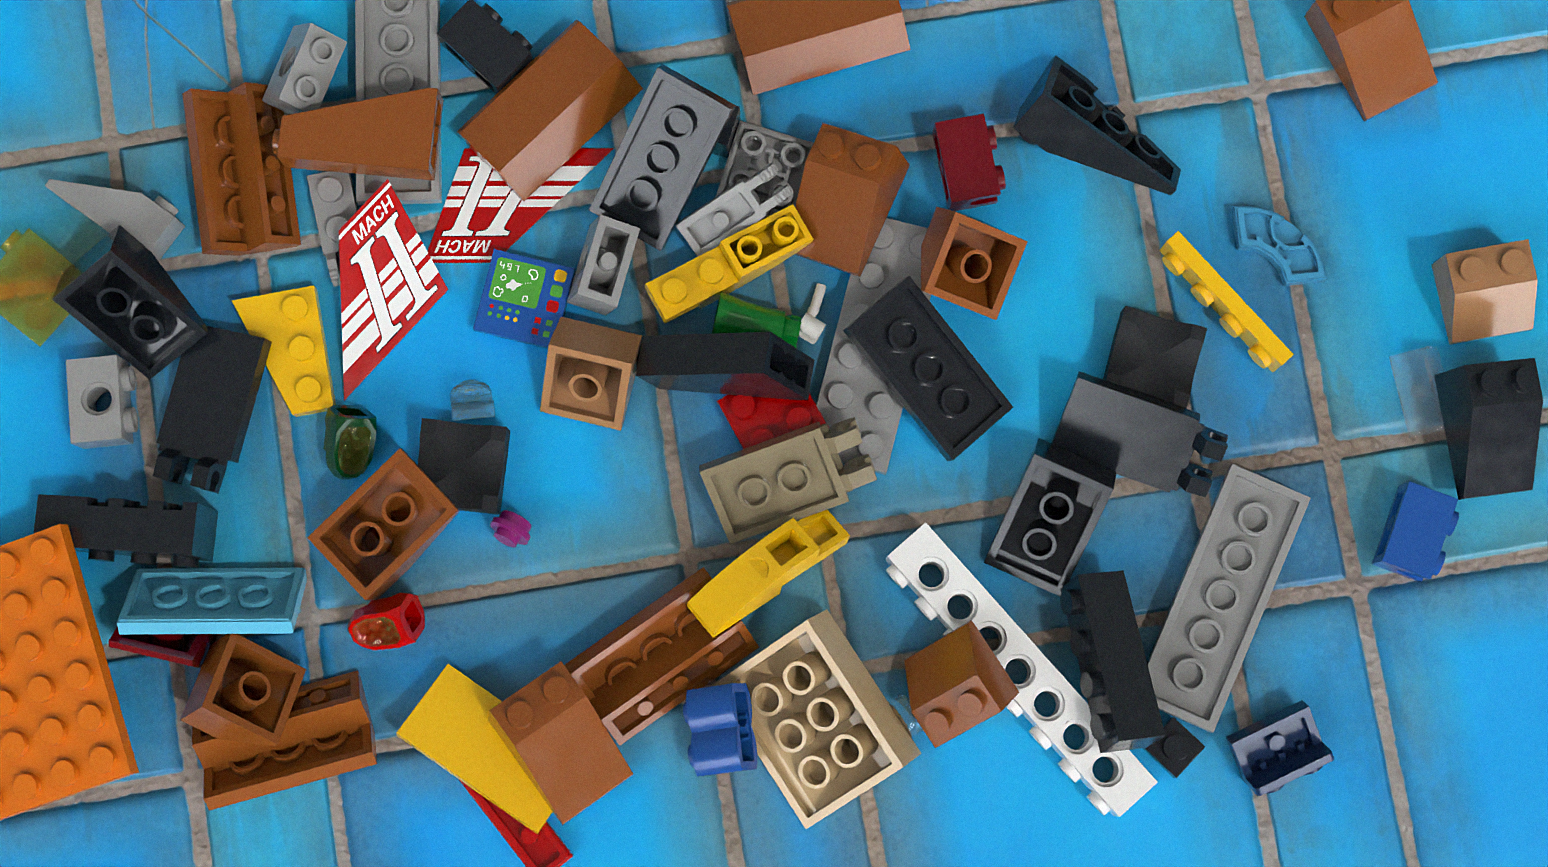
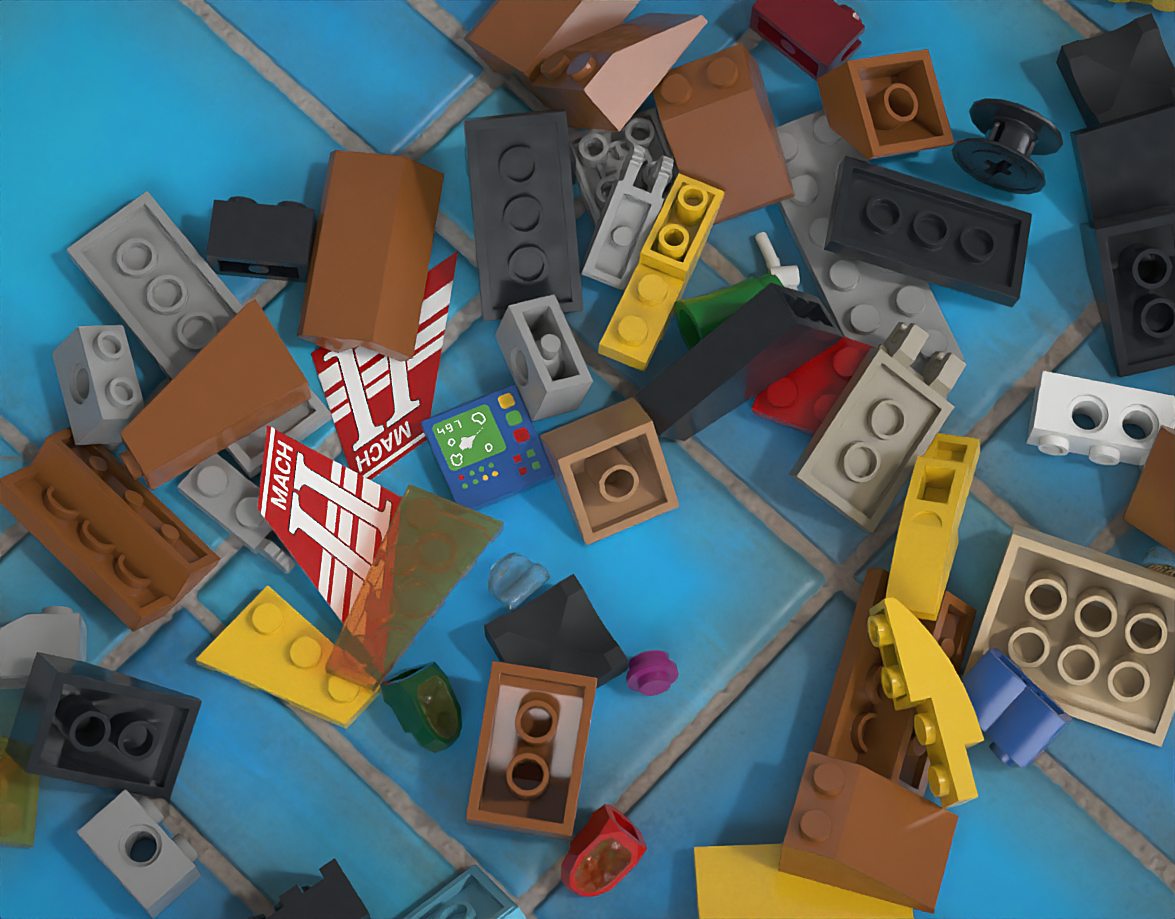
camera: 40 degrees left, 10 degrees down
(210, 407) = (256, 774): black tile -> none
(409, 347) = (414, 571): none -> clear orange wing
(671, 669) = (922, 677): none -> yellow slope
(807, 98) = (616, 70): none -> slope
(1029, 349) = (1009, 141): none -> black piece

